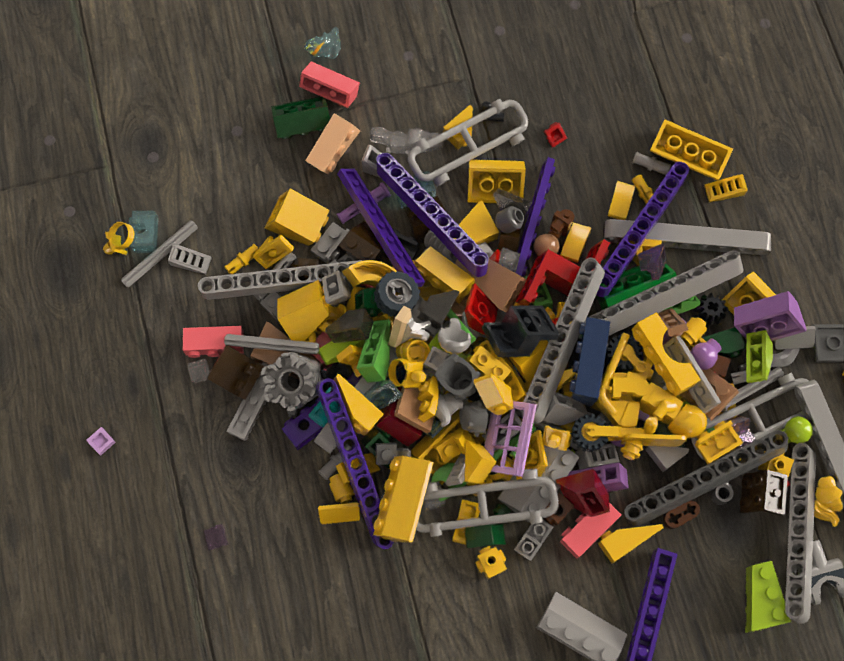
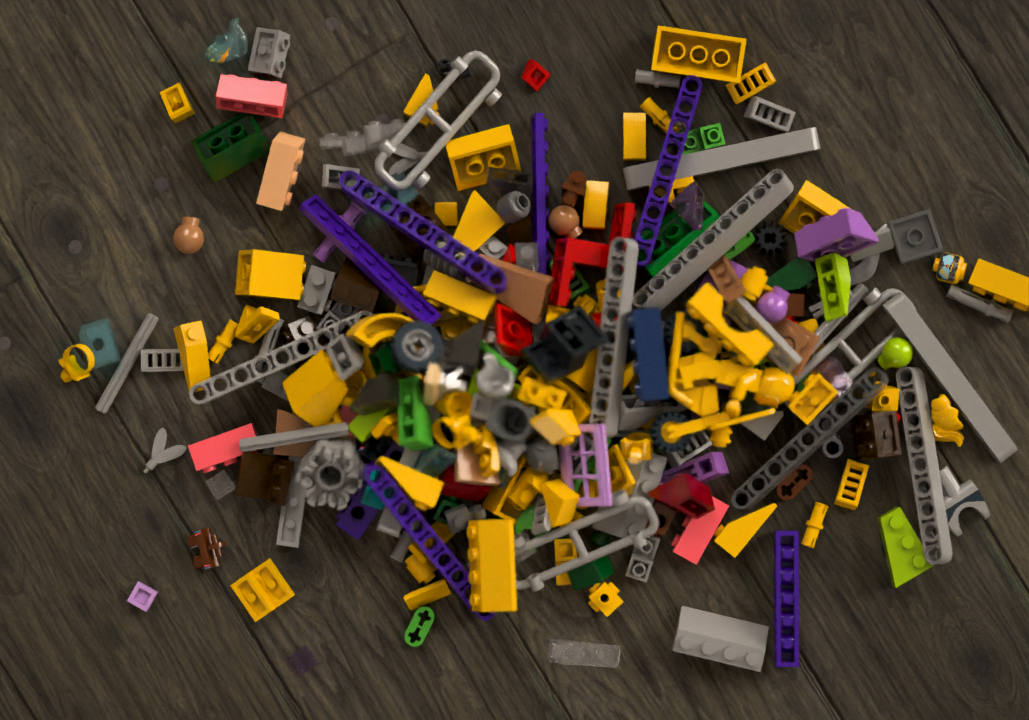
camera: 15 degrees left, 15 degrees up
(159, 331) = (160, 455): none -> light grey piece
(170, 417) = (208, 546): none -> reddish brown hips
(202, 467) = (262, 590): none -> yellow slope
(215, 255) = (193, 352): none -> yellow slope
(244, 171) = (188, 236): none -> medium nougat piece
(270, 77) = (177, 103): none -> yellow slope
(327, 542) = (415, 623): none -> bright green beam
(354, 59) = (269, 52): none -> light grey bracket
(435, 161) = (411, 158): none -> light grey piece
(455, 211) = (447, 213): none -> yellow slope
(458, 606) = (584, 653): none -> clear slope
(677, 216) = (704, 139): none -> bright green slope
(690, 556) = (814, 525): none -> yellow pin
(725, 543) = (847, 503): none -> yellow slope
(733, 206) = (753, 105): none -> light grey slope

